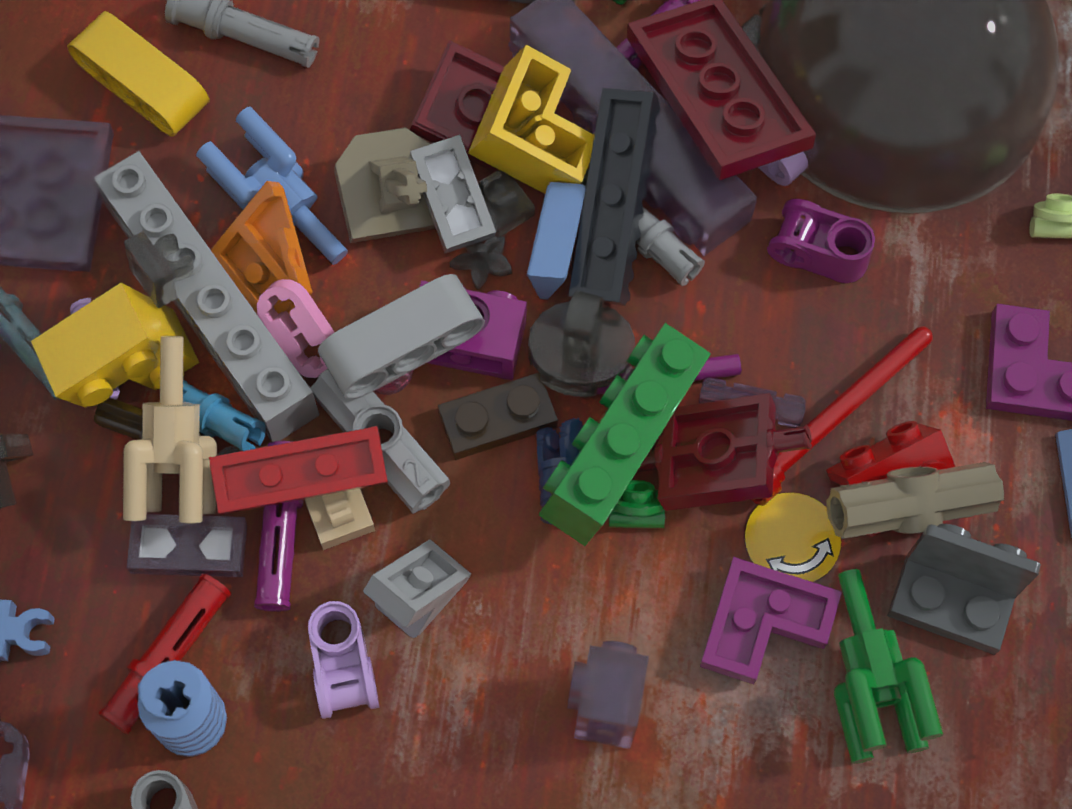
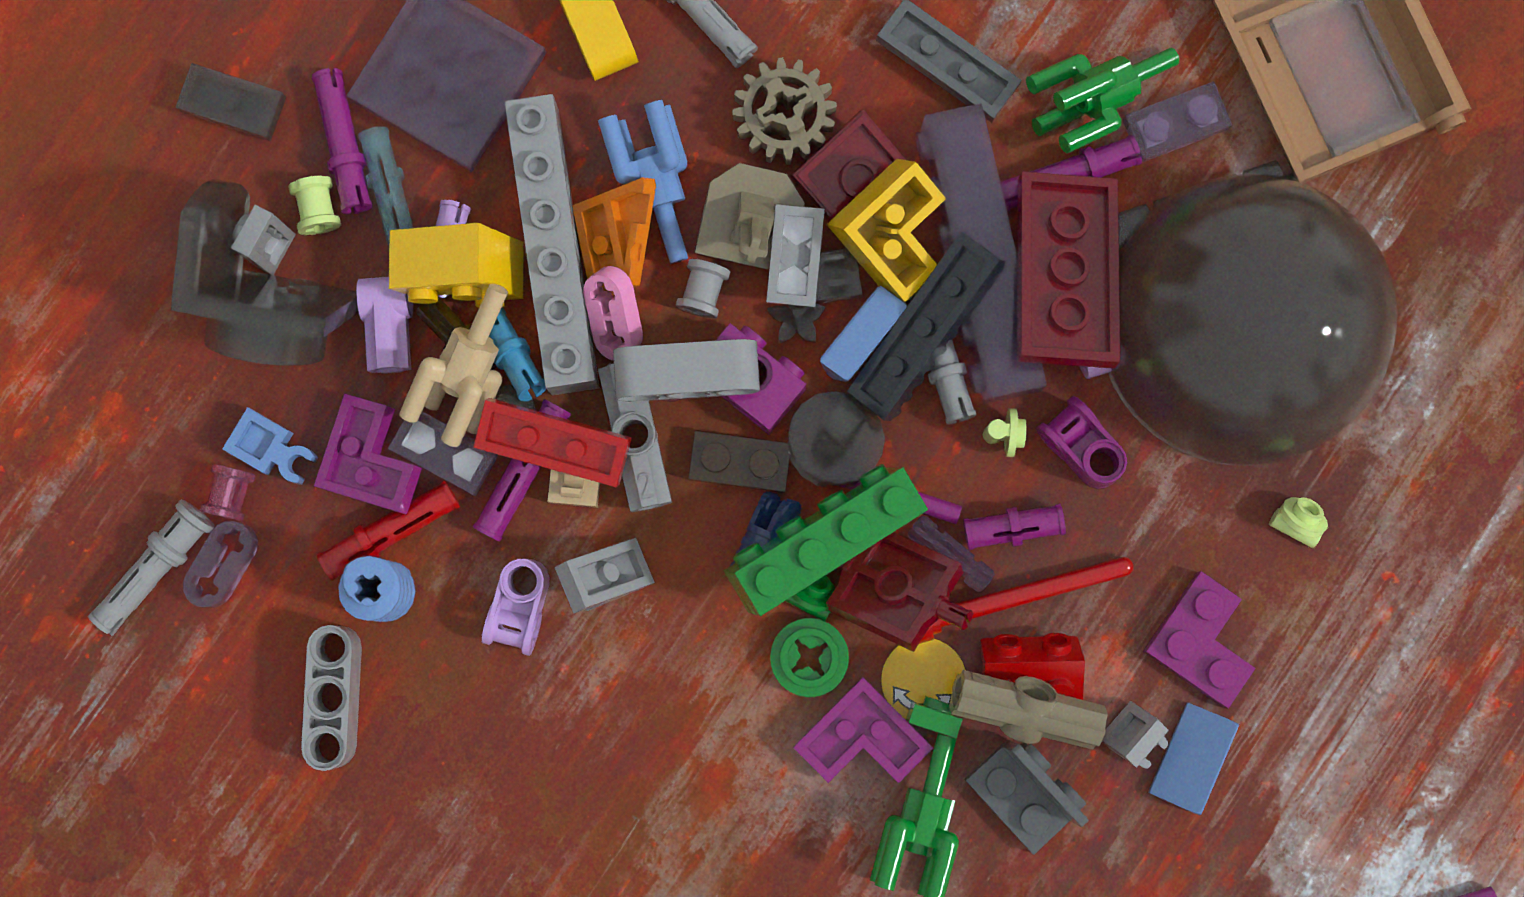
camera: 30 degrees right, 15 degrees up
(63, 440) = (386, 325): none -> lavender piece
(99, 600) = (354, 461): none -> magenta plate
(153, 269) = (514, 214): clear smoke tile -> none
(373, 79) = (800, 100): none -> dark tan gear
(376, 269) = (703, 288): none -> light grey bush
(608, 693) = (703, 741): clear purple brick -> none
(657, 545) = (833, 660): none -> green gear
(742, 262) = (1011, 432): none -> yellowish green plate
(798, 347) = (1014, 526): none -> magenta pin
(826, 559) = (934, 716): none -> green plate
(1029, 482) = (1135, 735): none -> light grey tile

